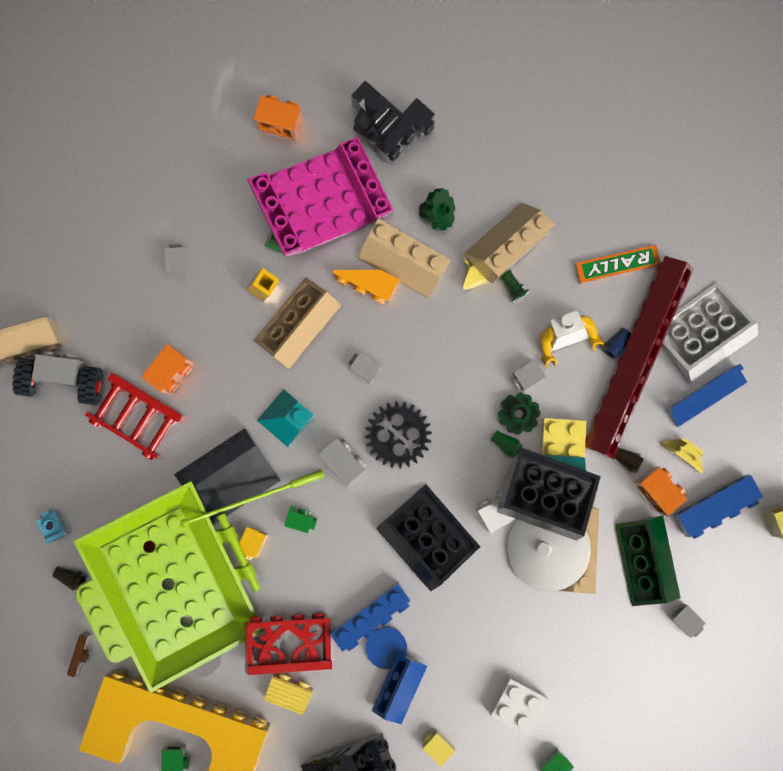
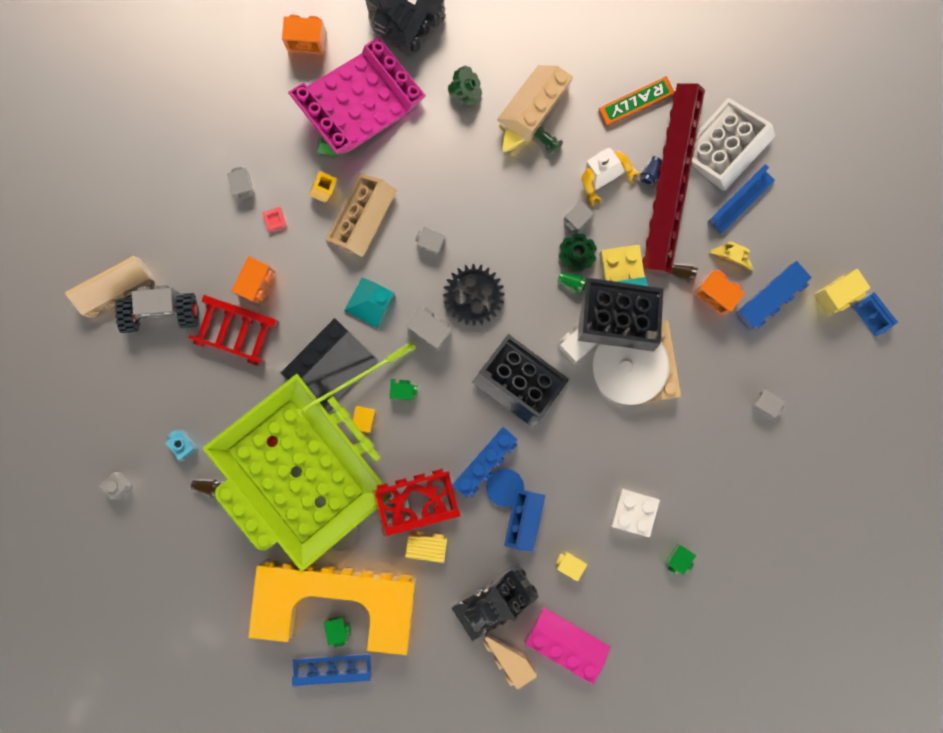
camera: 15 degrees left, 0 degrees up
(80, 654) = (231, 554): reddish brown plate -> none
(204, 306) = (274, 219): none -> coral tile
(374, 282) = (421, 163): light orange slope -> none
(404, 258) = (444, 136): tan slope -> none
(648, 561) = (721, 358): dark green slope -> none

